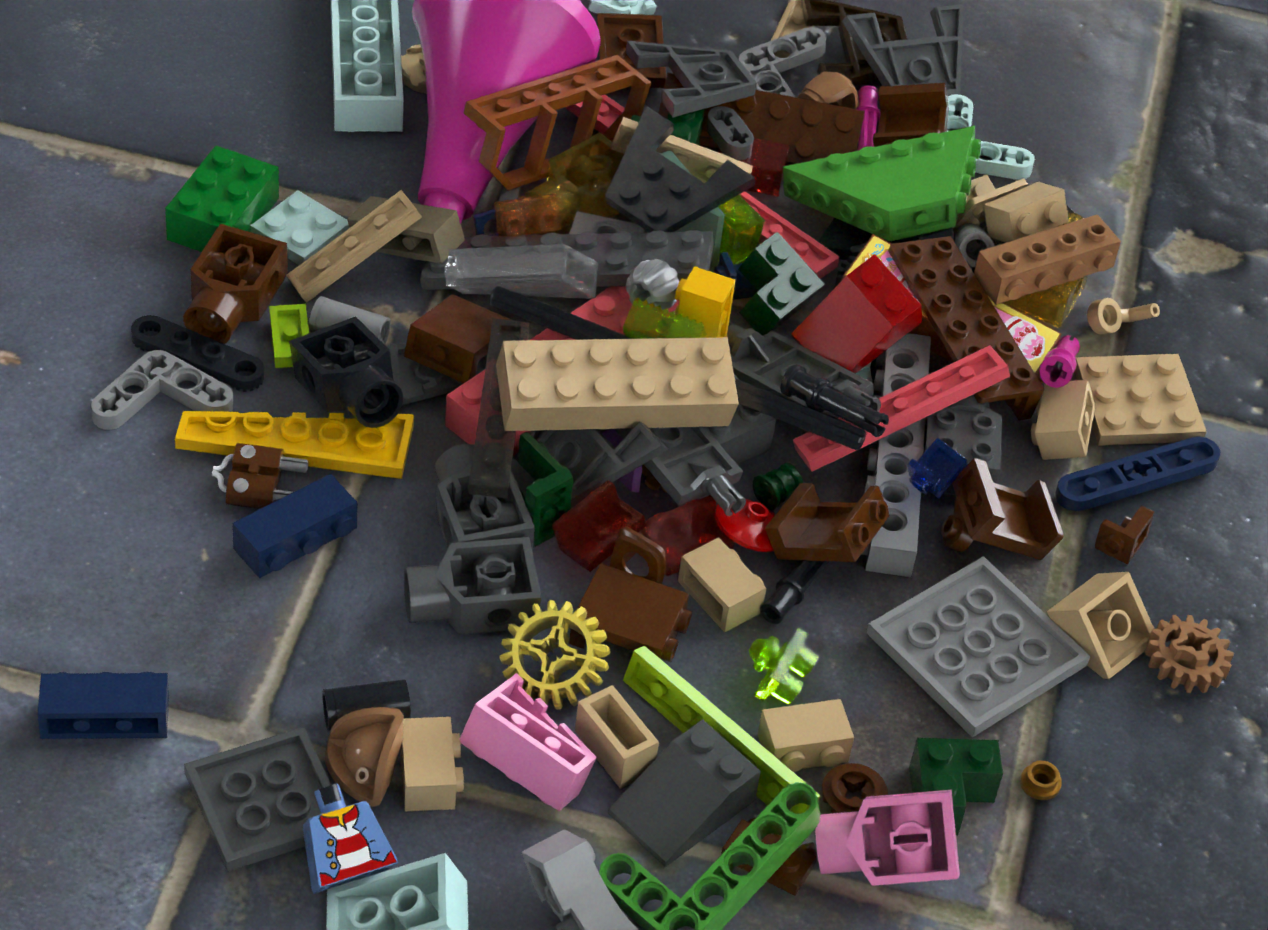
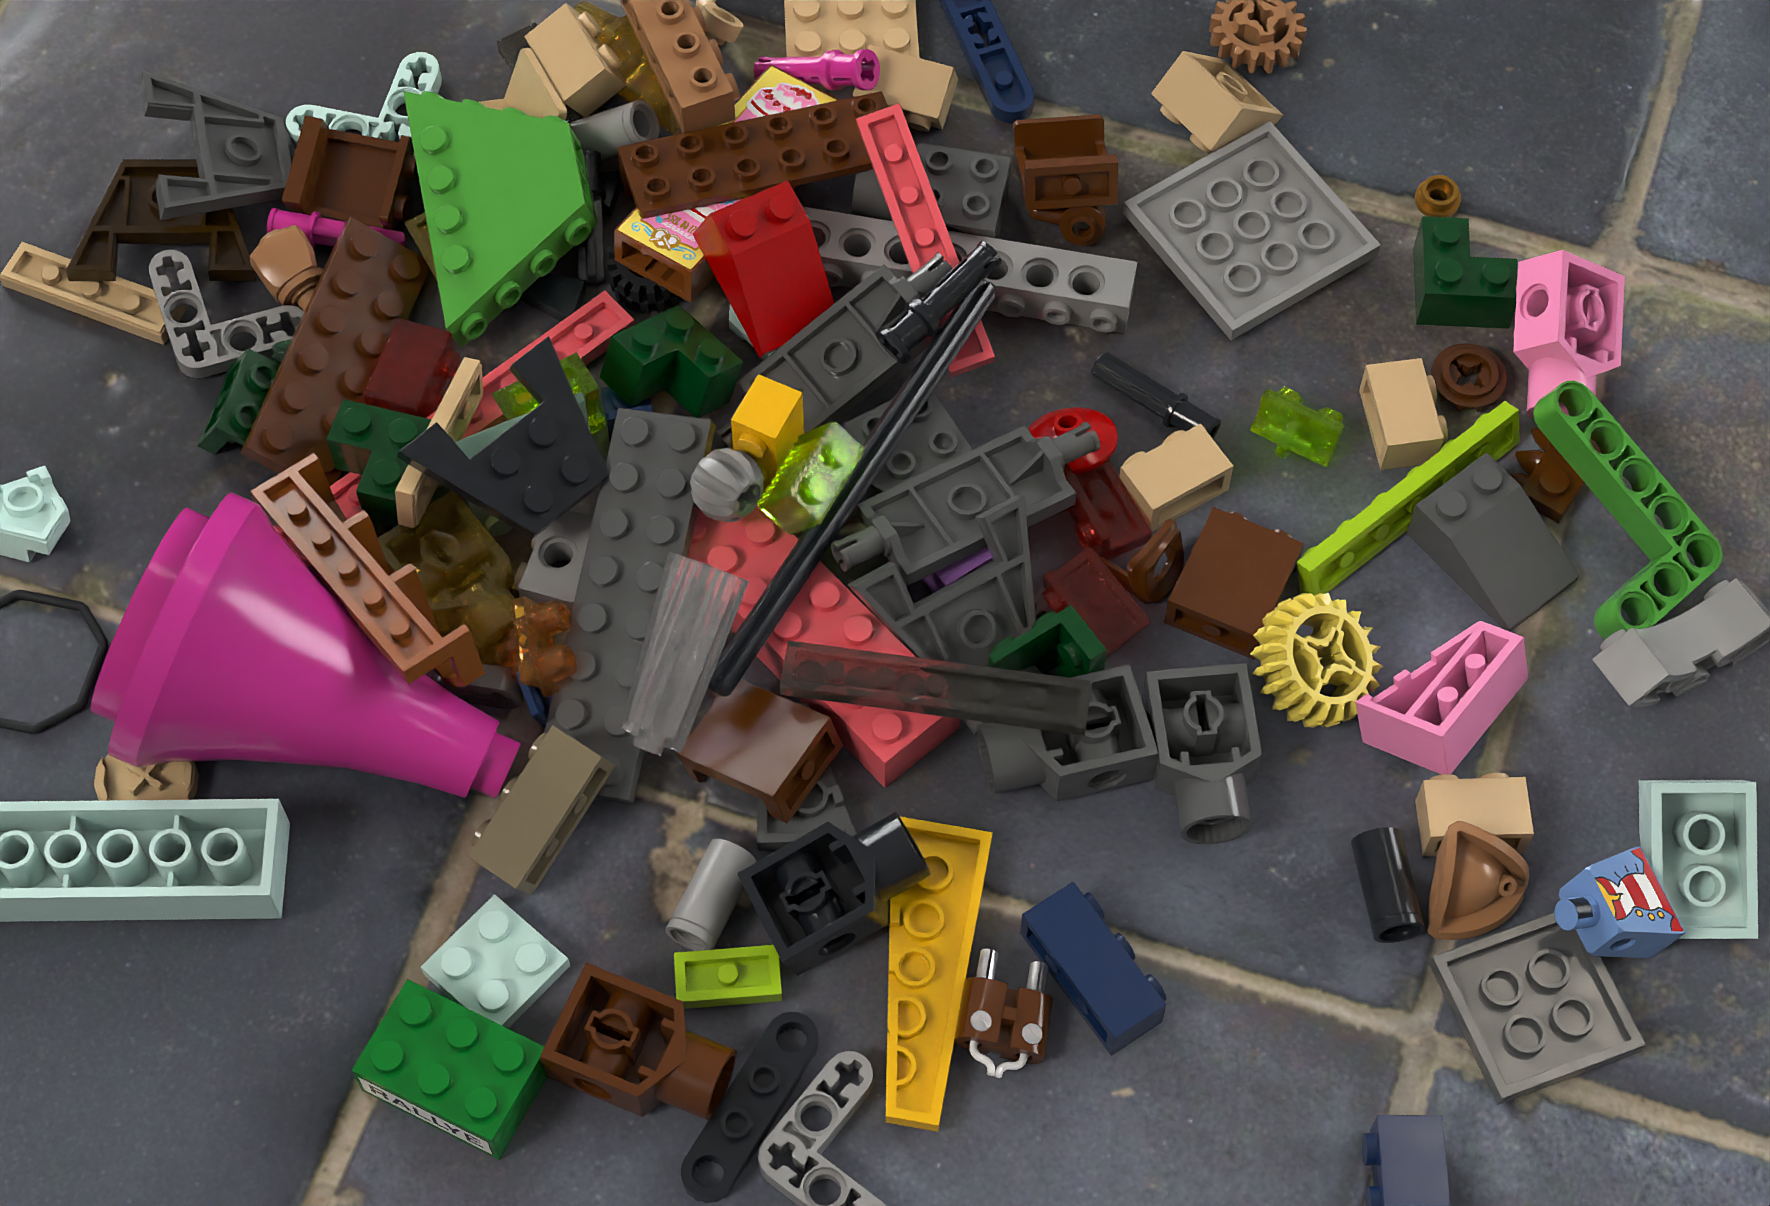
camera: 80 degrees left, 15 degrees up
(353, 246) = (580, 875): tan tile -> none
(615, 735) = (1430, 603): tan piece -> none
(616, 383) = (936, 536): tan brick -> none
(620, 28) = (135, 501): reddish brown plate -> none
(706, 74) = (276, 389): dark grey wing -> none
(736, 130) = (378, 380): dark grey beam -> none
(776, 485) = (1016, 394): dark green bush -> none
(826, 530) = (1101, 345): reddish brown panel -> none
(936, 468) = (1023, 218): clear blue bracket -> none
(1124, 540) = (1084, 54): reddish brown bracket -> none

